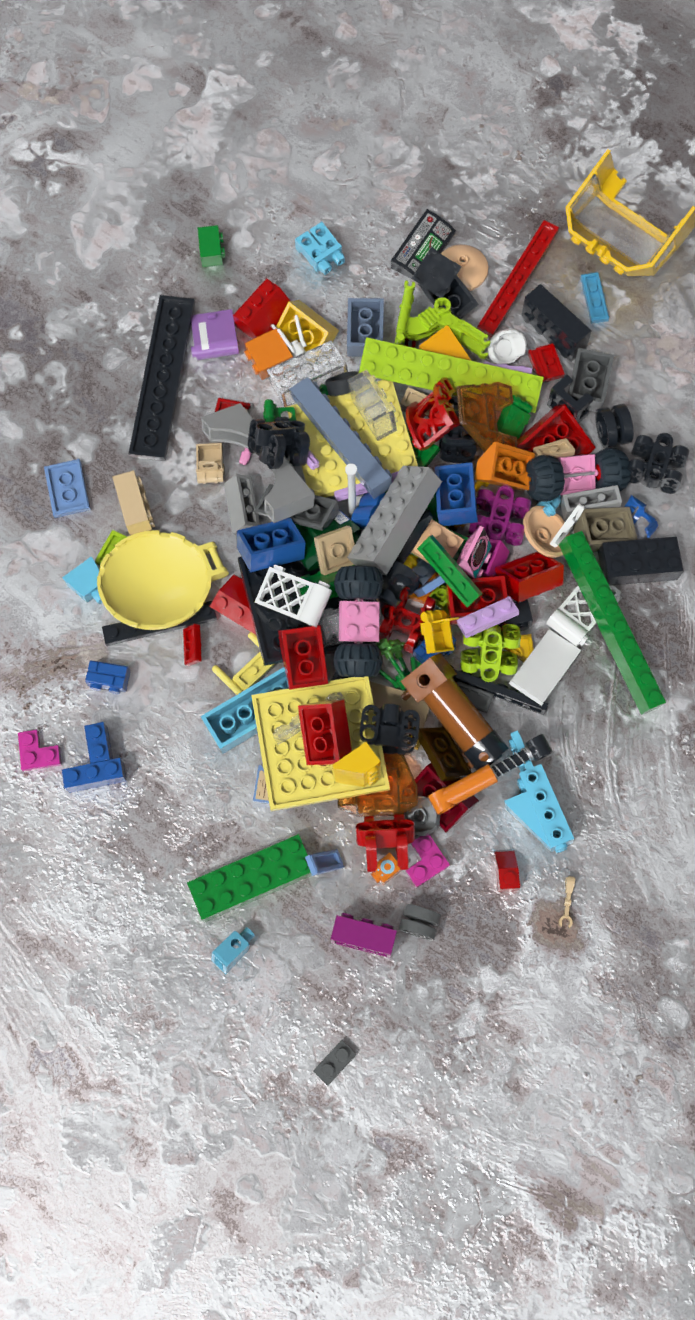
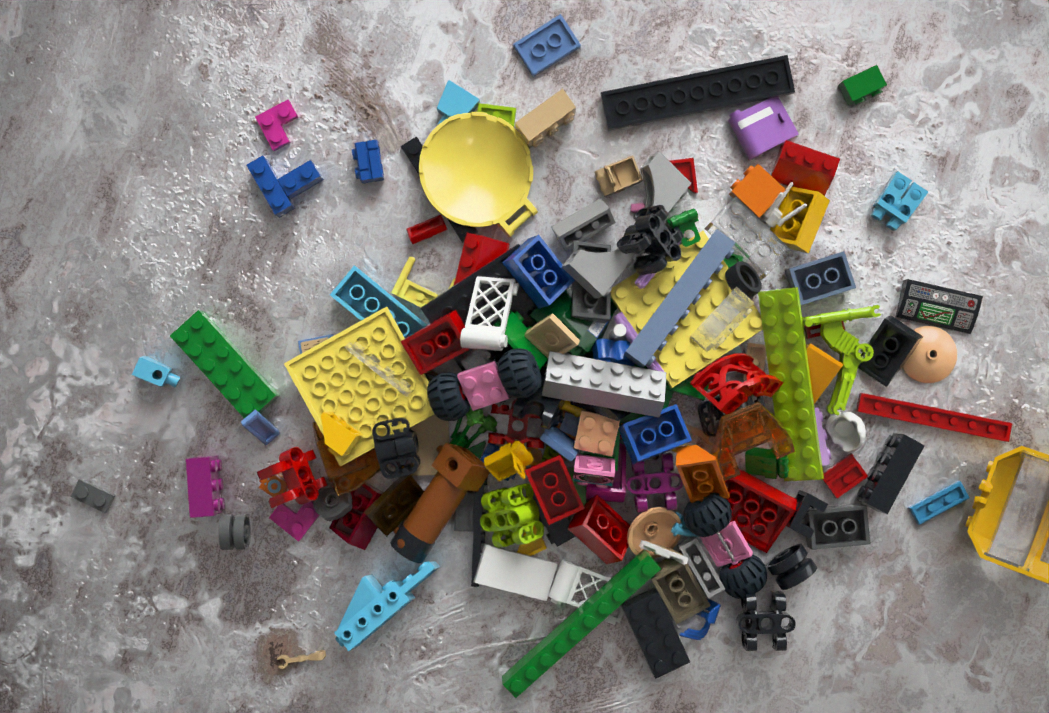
camera: 70 degrees right, 15 degrees up
(324, 731) = (366, 391): red slope -> none
(436, 272) = (900, 333): black panel -> none
(449, 571) = (567, 455): green plate -> none
(449, 796) = (348, 521): piece -> none
(487, 617) = (534, 506): lavender plate -> none
(507, 871) = (309, 595): red slope -> none
(555, 449) = (742, 515): tan plate -> none

